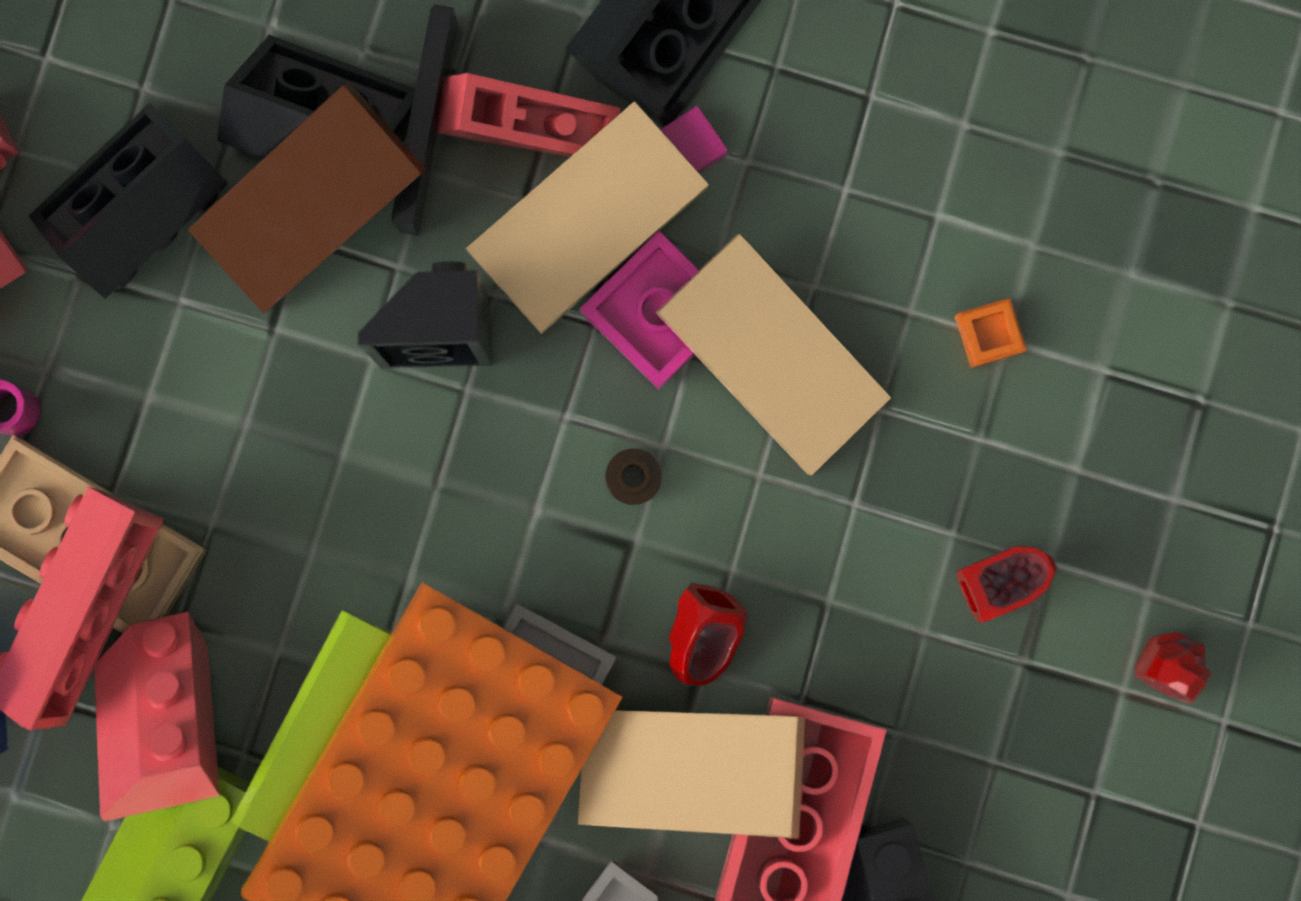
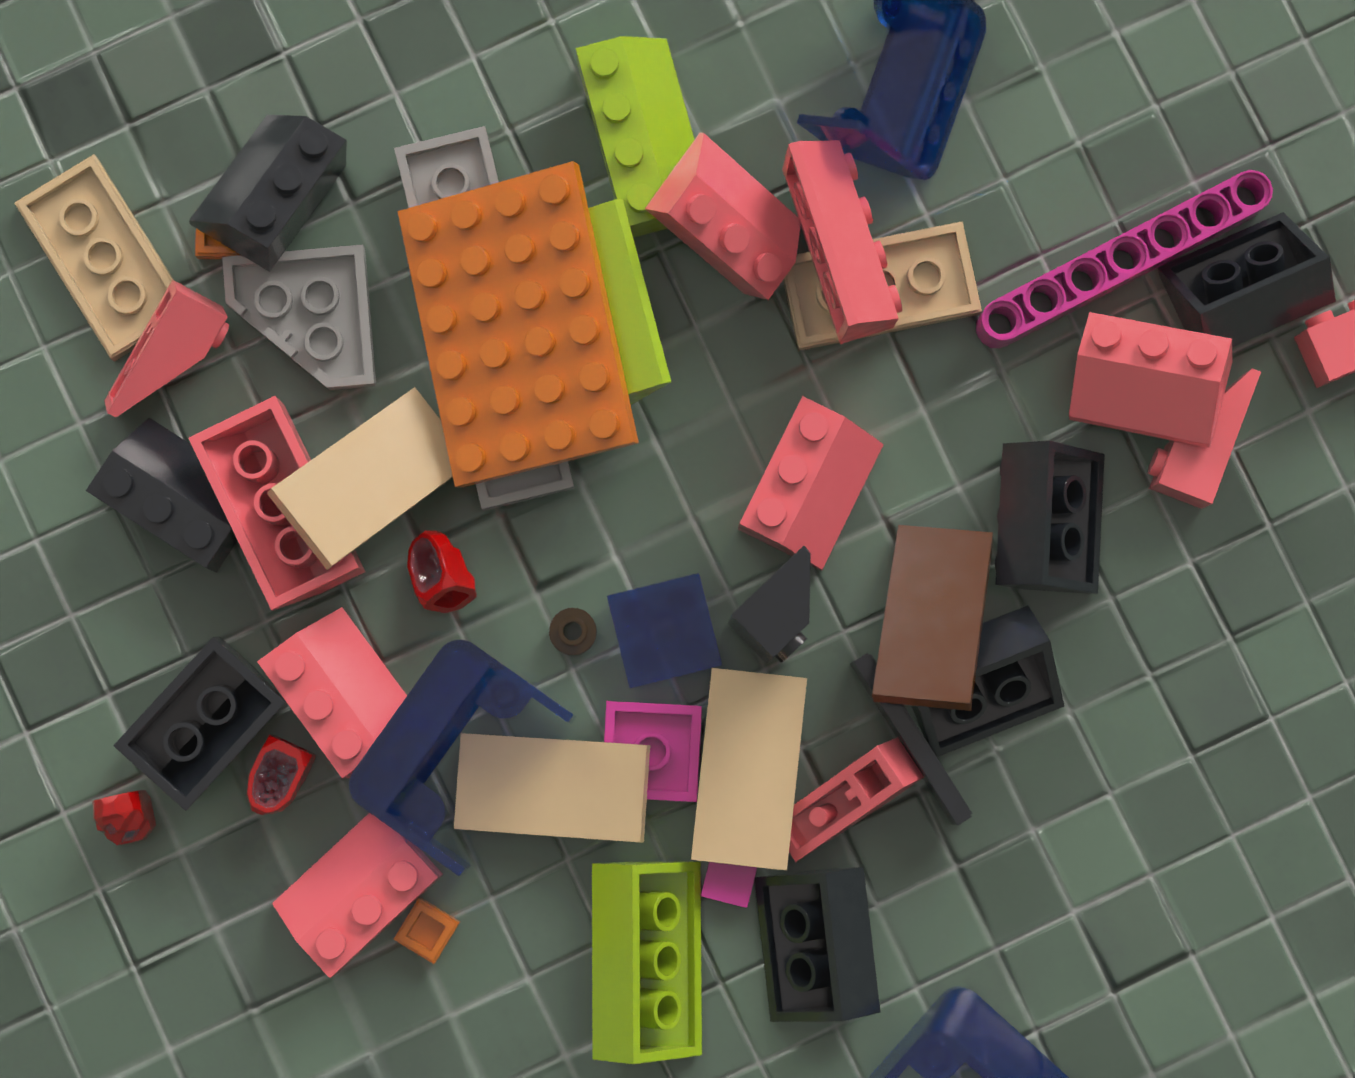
camera: 135 degrees right, 0 degrees up
(305, 420) = (811, 483): none -> coral slope
(552, 404) = (664, 630): none -> clear blue plate
(824, 137) = (646, 961): none -> lime slope
(885, 604) = (335, 687): none -> coral slope
(909, 485) = (422, 730): none -> clear blue windscreen
(1024, 418) = (354, 893): none -> coral slope
(1036, 686) = (200, 722): none -> black slope

